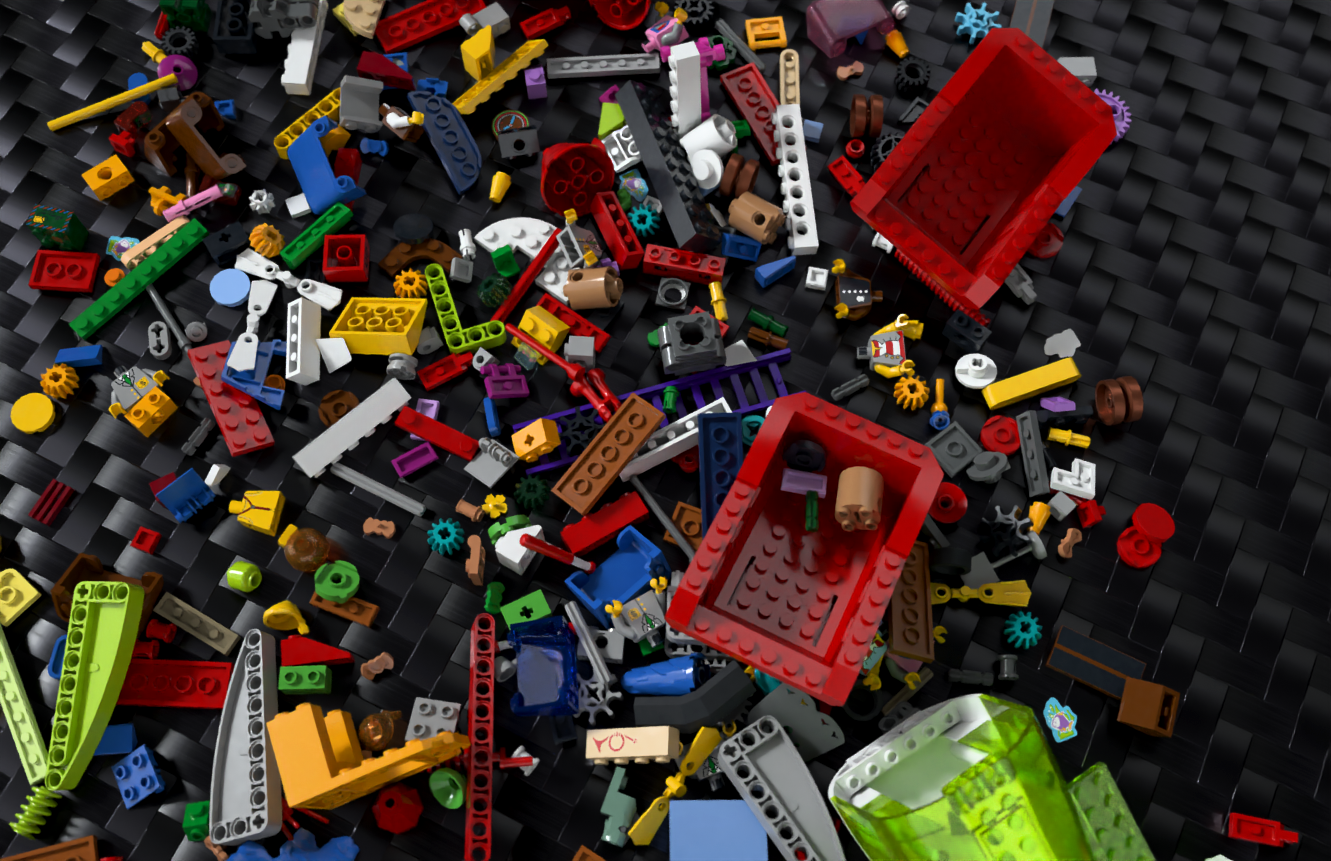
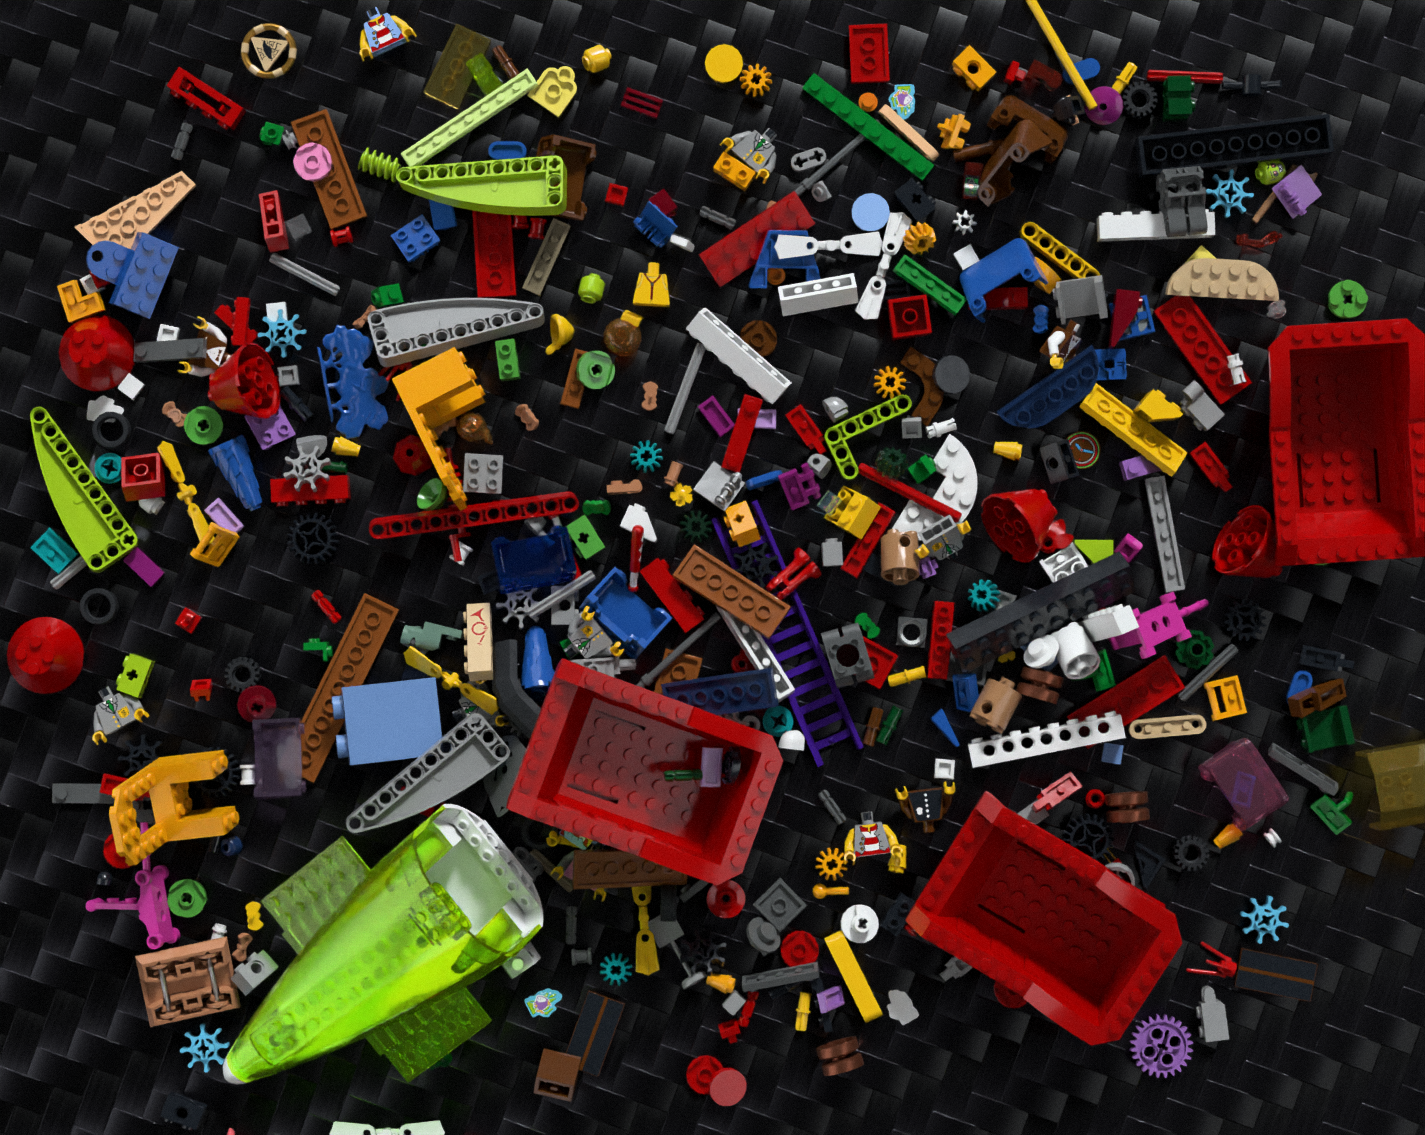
camera: 90 degrees right, 20 degrees up
(57, 228) = (908, 37): dark green brick -> none
(80, 356) = (784, 90): blue slope -> none
(192, 203) = (945, 152): bright pink pin -> none
(226, 108) = (1069, 163): blue tile -> none
(307, 652) = (531, 357): red slope -> none
(334, 352) = (809, 325): white sticker -> none
(381, 325) = (842, 362): yellow slope -> none
(402, 366) = (801, 389): light grey wheel -> none
(513, 523) = (655, 513): bright green plate -> none
(574, 371) = (810, 549): red piece -> none
(616, 230) = (969, 570): red brick -> none
(624, 199) = (1006, 575): bright green arm -> none
(634, 184) = (1029, 580): sticker -> none
(666, 30) = (1208, 592): torso -> none
(670, 400) = (797, 641): green pin -> none
(717, 214) = (996, 667): white sticker -> none
(738, 354) = (852, 698): white sticker -> none
(844, 73) = (1193, 794): nougat piece -> none
(859, 499) = (697, 815): medium nougat cylinder -> none
(944, 423) = (806, 891): blue plate -> none
(1065, 548) = (695, 1008): nougat piece -> none
(1078, 482) = (755, 1018): white plate -> none

